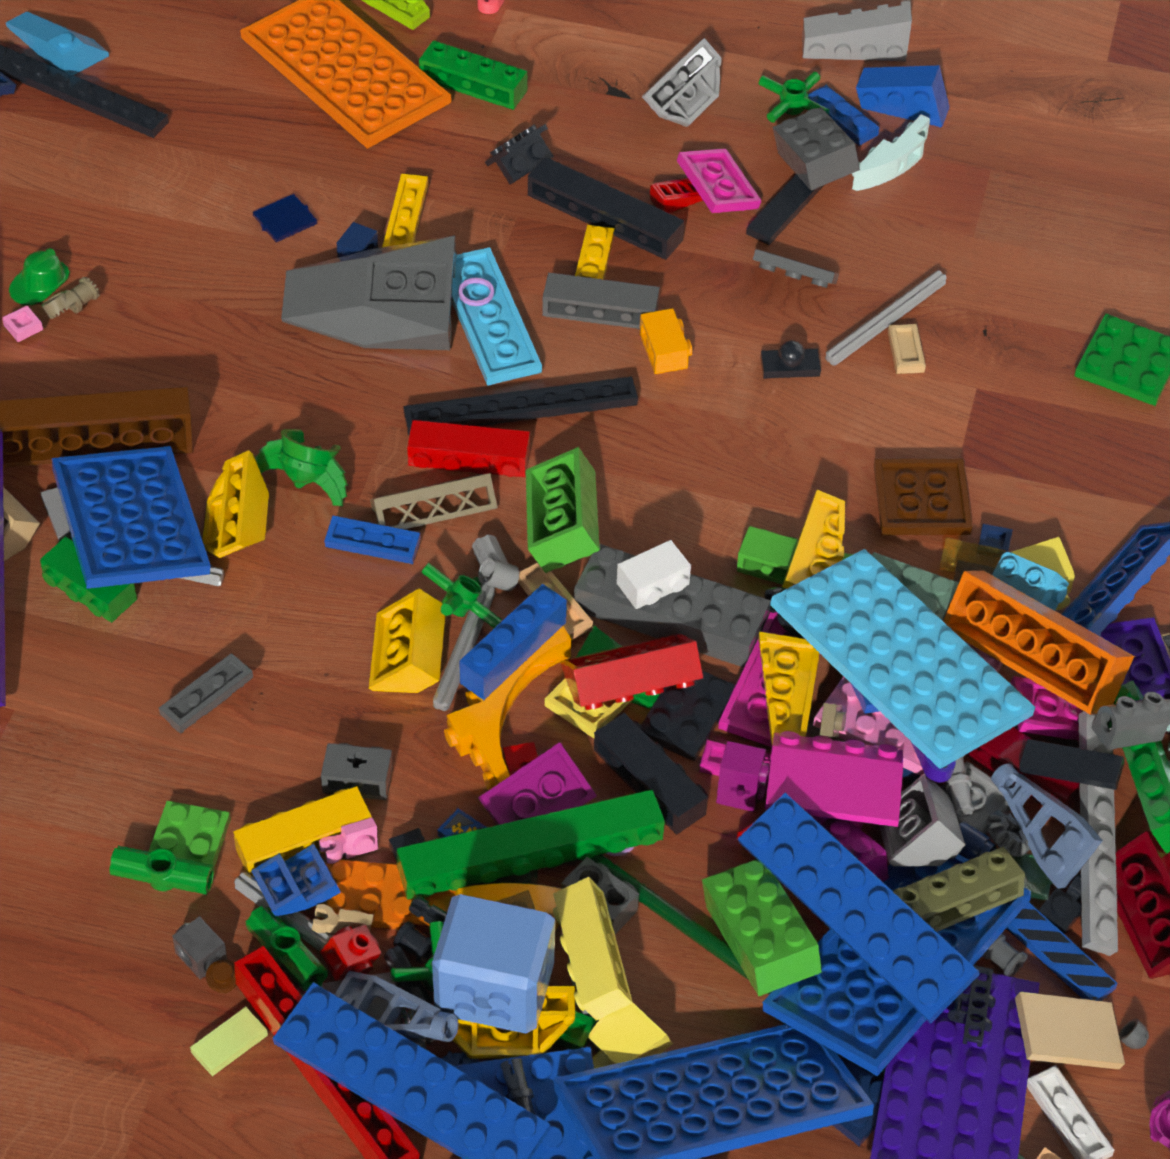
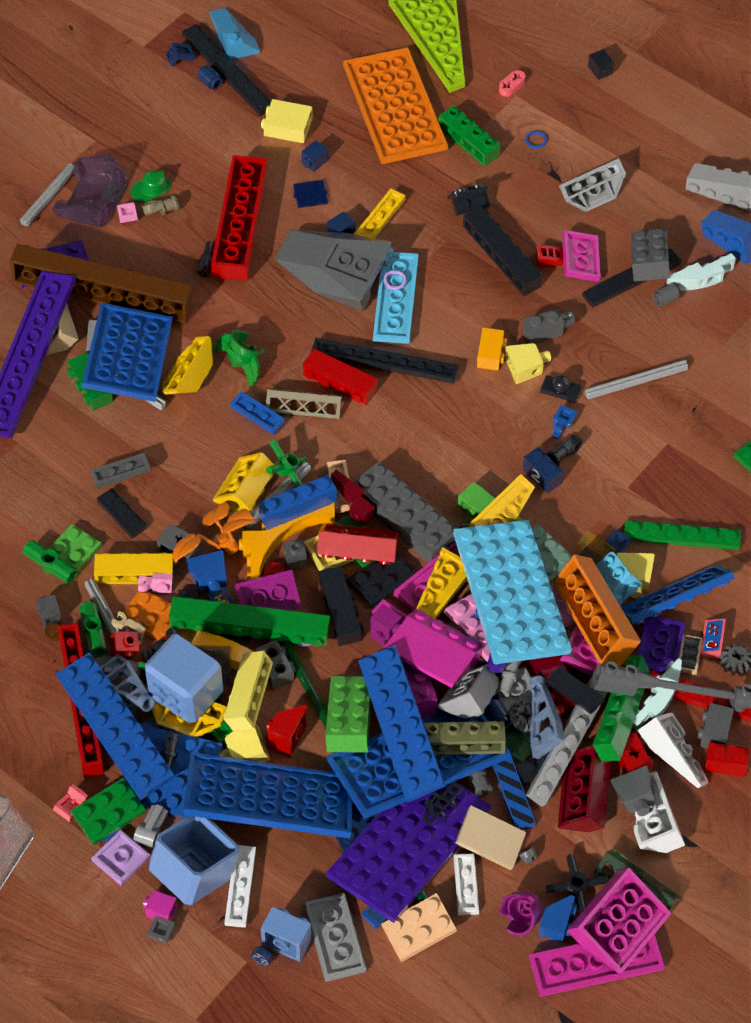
camera: 25 degrees right, 5 degrees up
(53, 106) = (209, 77): none -> dark blue brick
(179, 350) = (206, 259): none -> black pin
(200, 130) = (287, 121): none -> light yellow brick
(202, 278) = (239, 218): none -> red brick
(229, 1041) = (40, 667): yellowish green tile -> none
(237, 757) = (121, 513): none -> black plate
(266, 164) = (314, 155): none -> dark blue brick
(295, 883) = (114, 594): blue slope -> none
(424, 795) = (208, 572): none -> blue torso
(429, 740) = (225, 541): none -> orange plant
(494, 568) = (316, 454): light grey piece -> none
(542, 722) = (295, 554): none -> flat silver brick
(562, 510) = (368, 434): bright green brick -> none
(563, 64) = (536, 146): none -> blue piece
(586, 604) = (360, 509): none -> dark red slope
(595, 252) = (478, 281): yellow plate -> none
(598, 300) = (465, 309): dark grey brick -> none
(653, 574) = (394, 491): white brick -> none
(677, 990) = (287, 730): none -> red slope
(722, 342) = (525, 361): none -> light yellow torso
(724, 286) = (546, 325): none -> dark grey hinge
(792, 96) = (660, 214): green bar -> none
(795, 268) = (597, 328): dark grey plate -> none
(820, 400) = (563, 418): none -> blue plate
(832, 720) = (450, 613): dark tan plate -> none
(833, 476) = (542, 470): none -> dark blue brick
(843, 442) = (563, 449): none -> black connector
(847, 117) = (686, 236): blue plate -> none
(863, 195) = (666, 295): none -> dark grey brick
(906, 349) = (637, 403): tan tile -> none
(922, 497) = (591, 499): reddish brown plate -> none
(1074, 501) = (682, 535): none -> green plate

